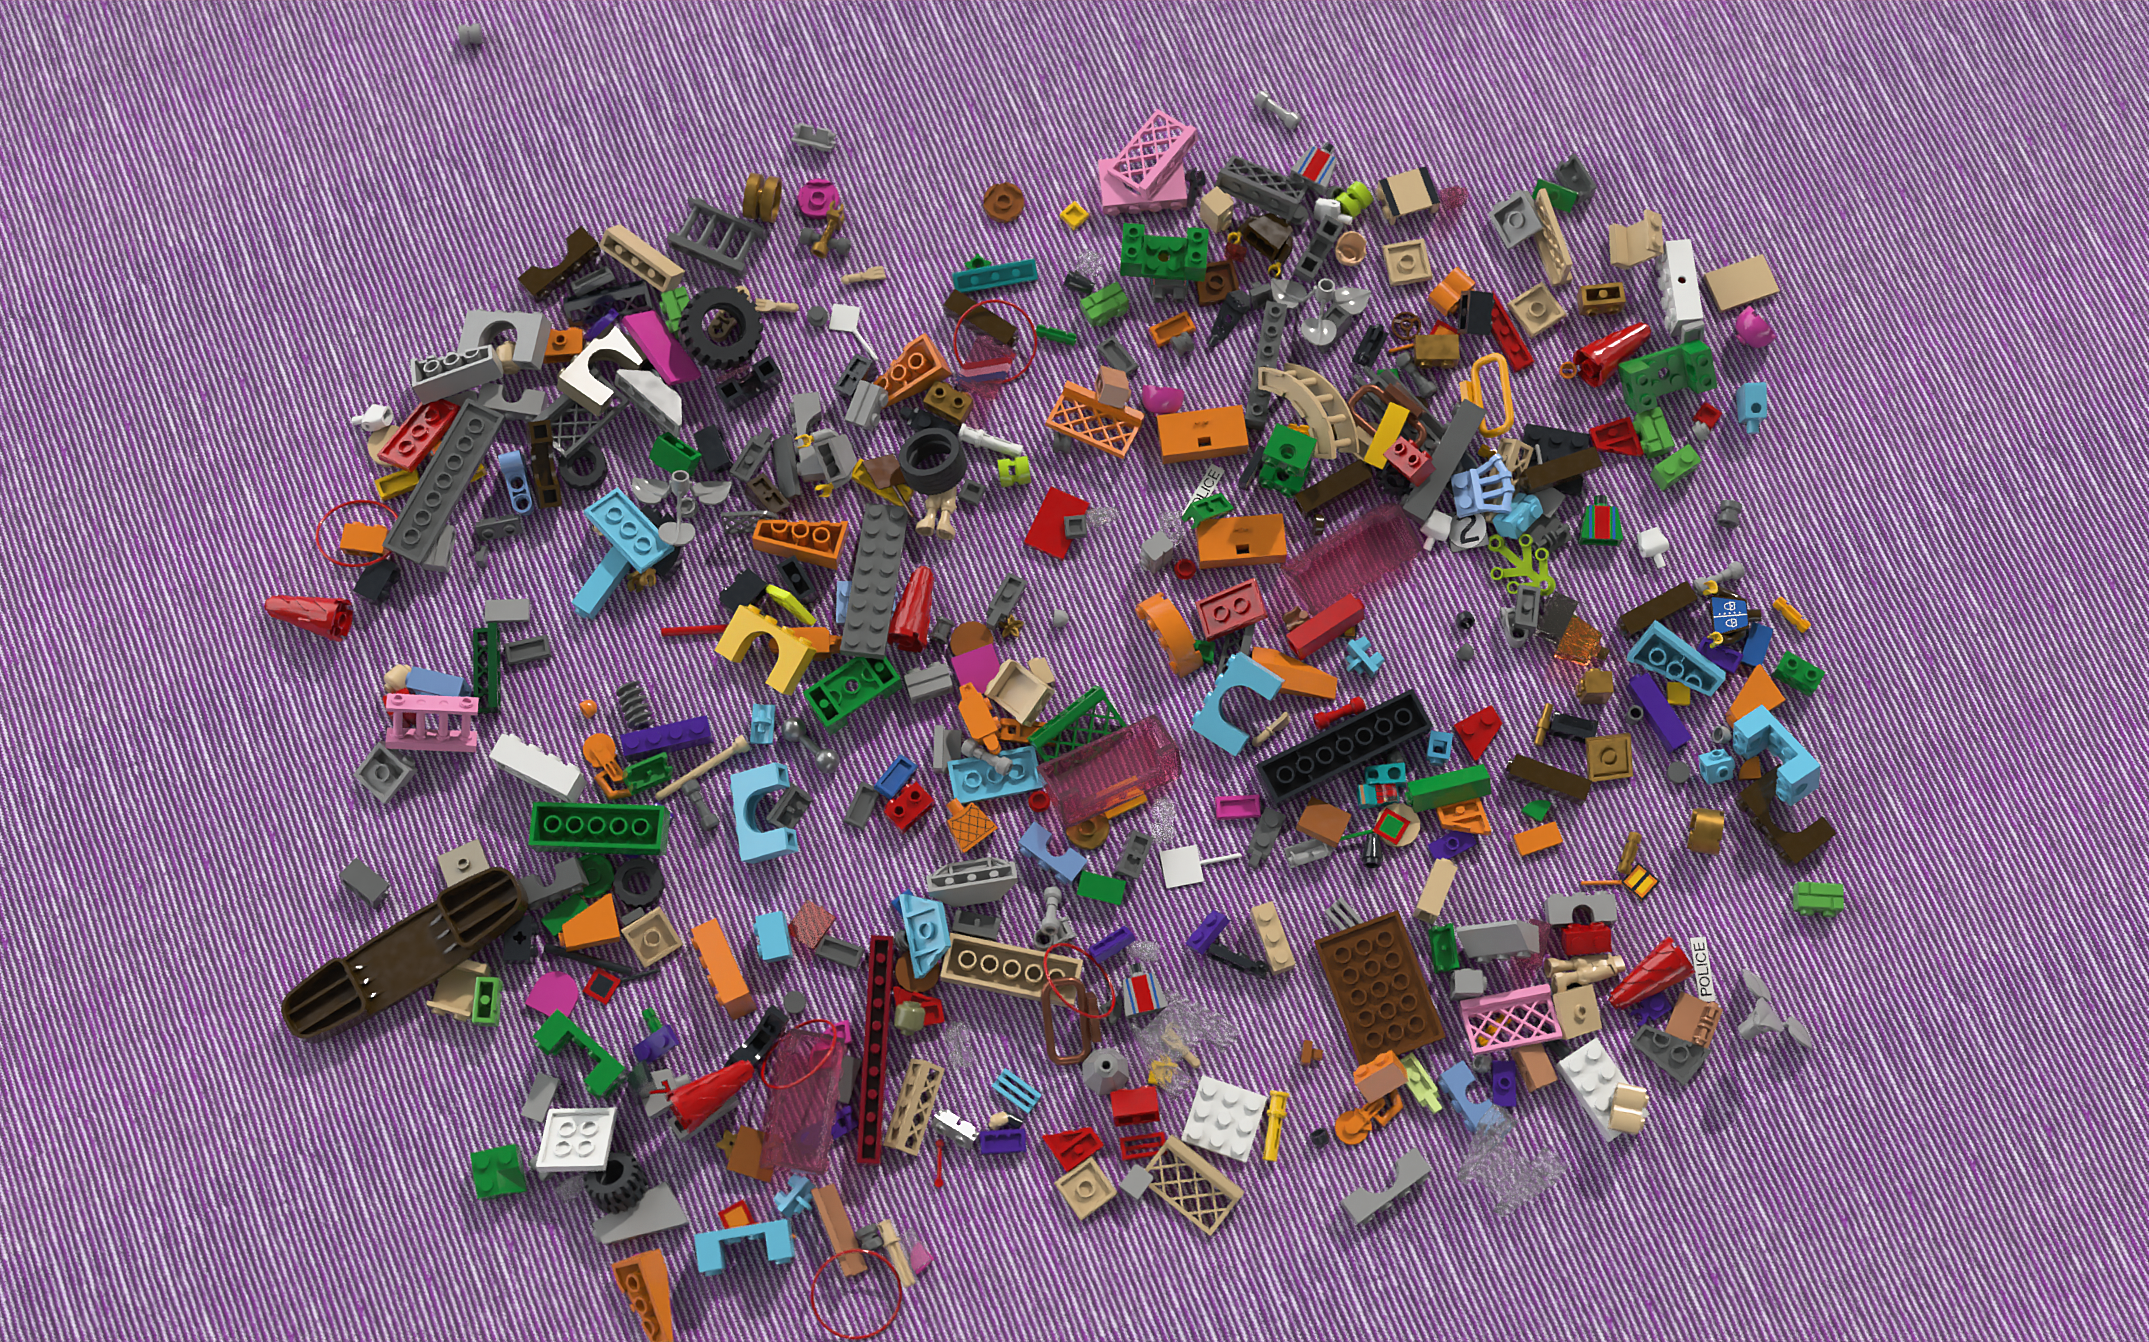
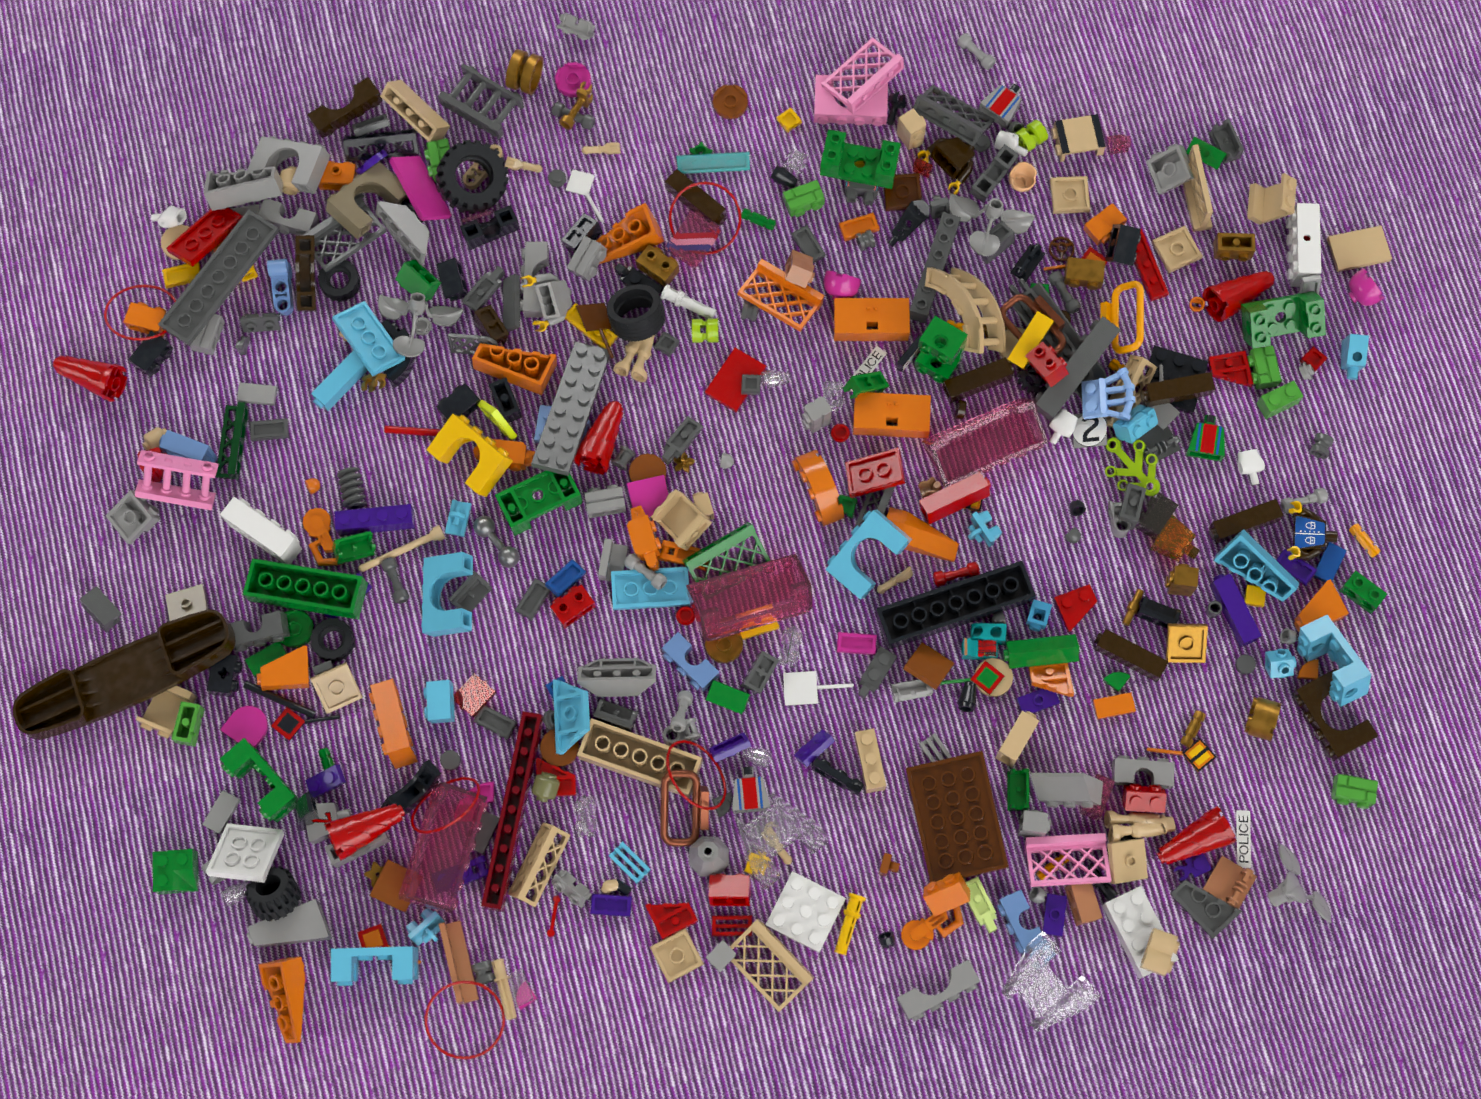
camera: 10 degrees right, 0 degrees up
(968, 824) = (621, 627): orange torso -> none

